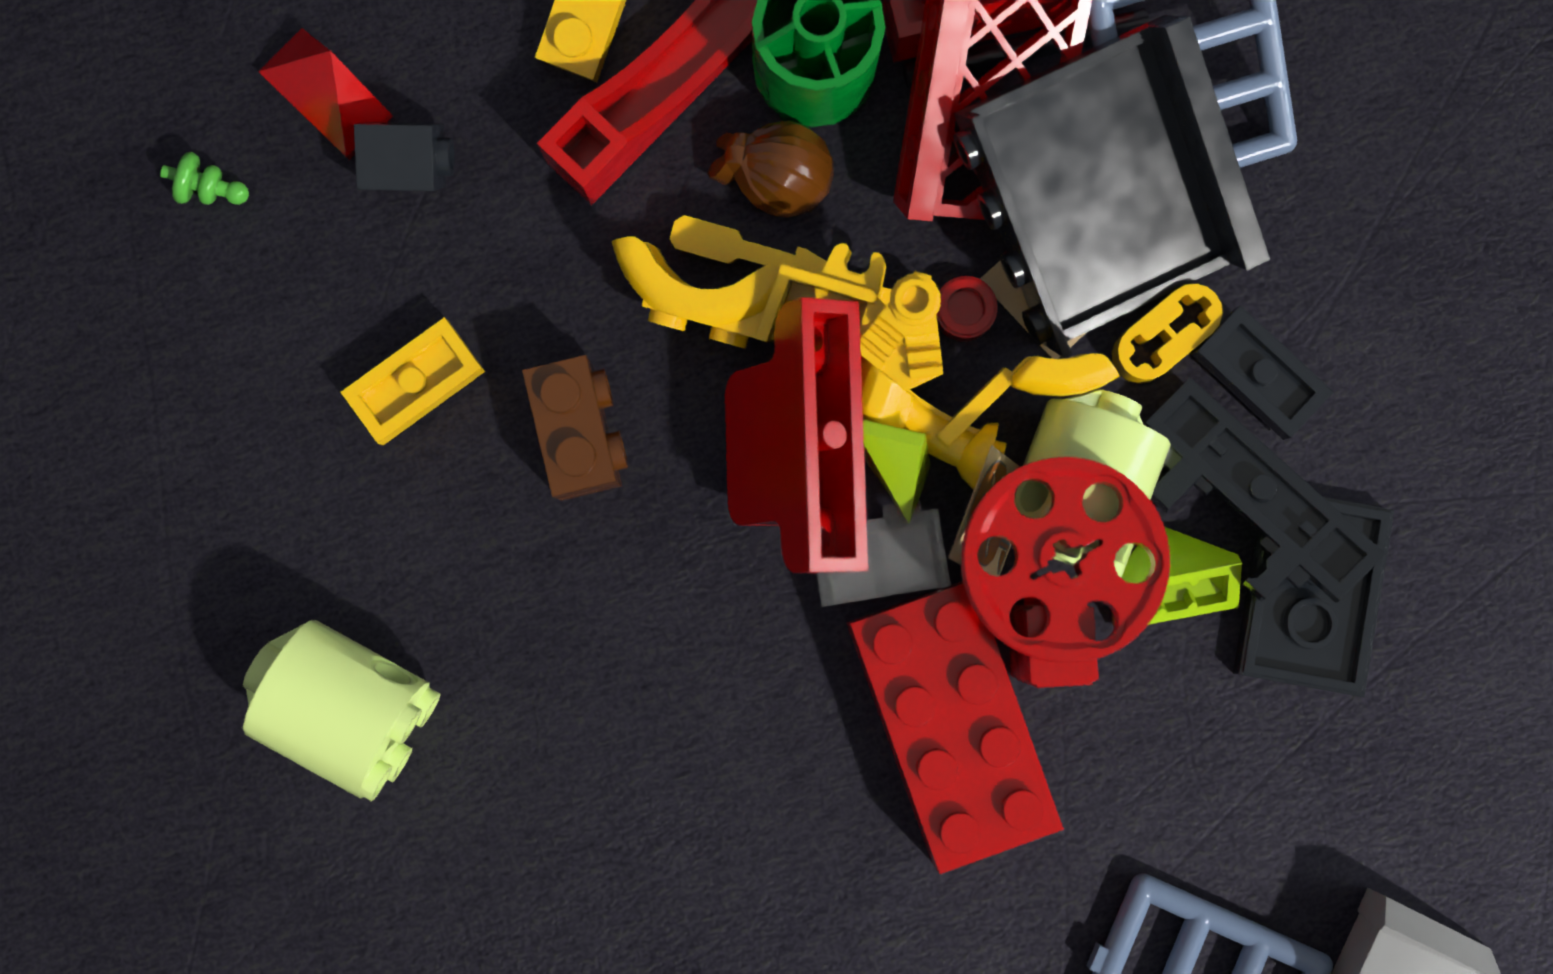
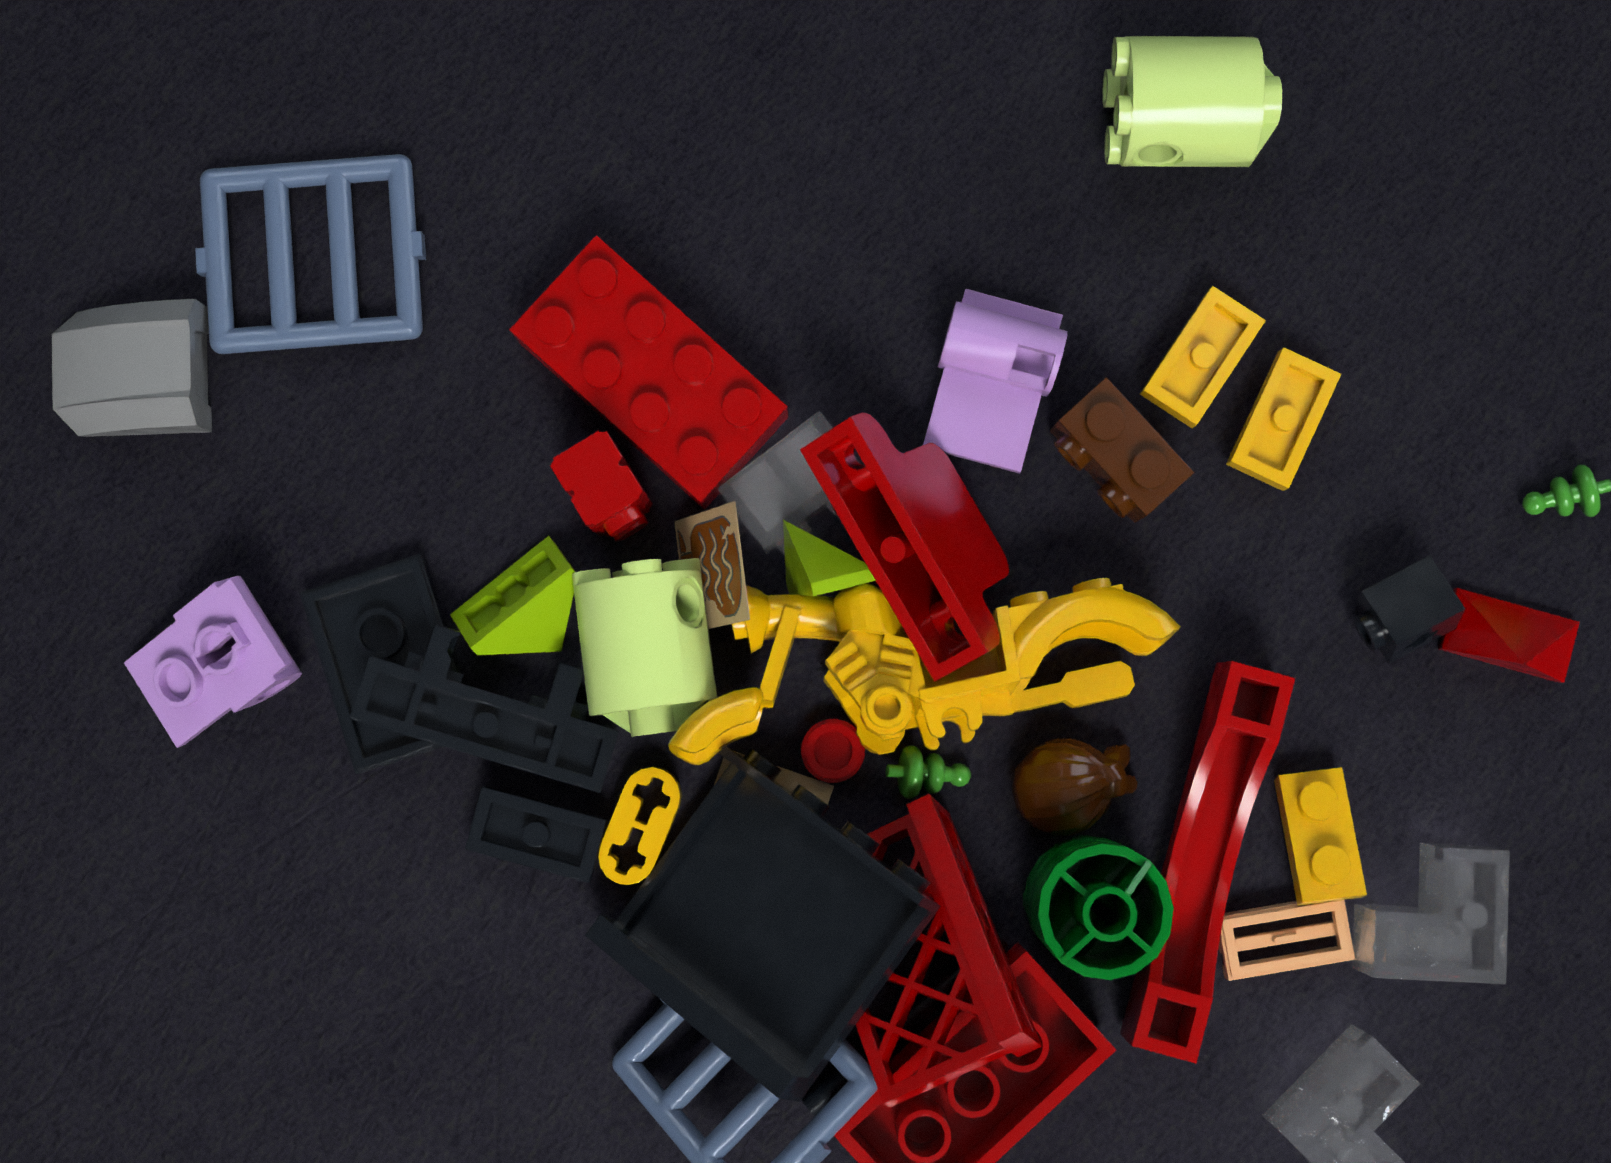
camera: 160 degrees right, 0 degrees up
(452, 474) = (1202, 357): none -> yellow plate
(643, 561) = (993, 377): none -> lavender piece
(890, 242) = (932, 772): none -> bright green hair
(1096, 577) = (597, 548): red wedge -> none
(1471, 677) = (212, 661): none -> lavender piece

